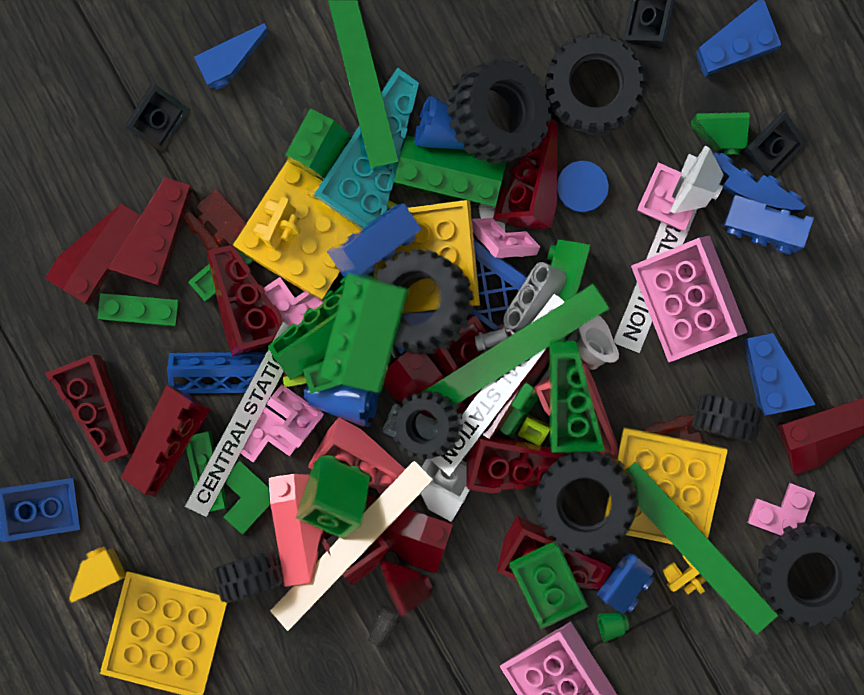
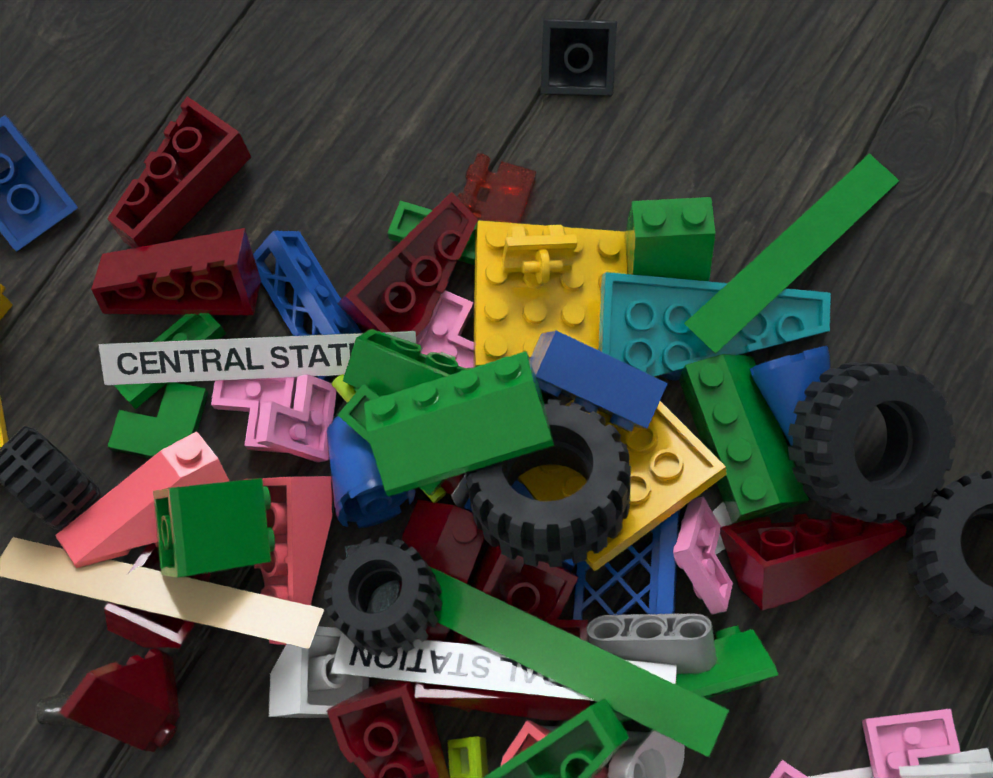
camera: 60 degrees right, 15 degrees down
(85, 263) = (359, 86): dark red wedge -> none
(138, 309) = (333, 169): green plate -> none
(154, 236) = (437, 132): dark red wedge -> none
(226, 59) = (705, 98): blue slope -> none
(416, 537) = (224, 674): dark red wedge -> none
(490, 339) = (551, 611): light grey pin -> none
(522, 405) = (493, 720): green tile -> none
(582, 186) = (843, 623): blue tile -> none

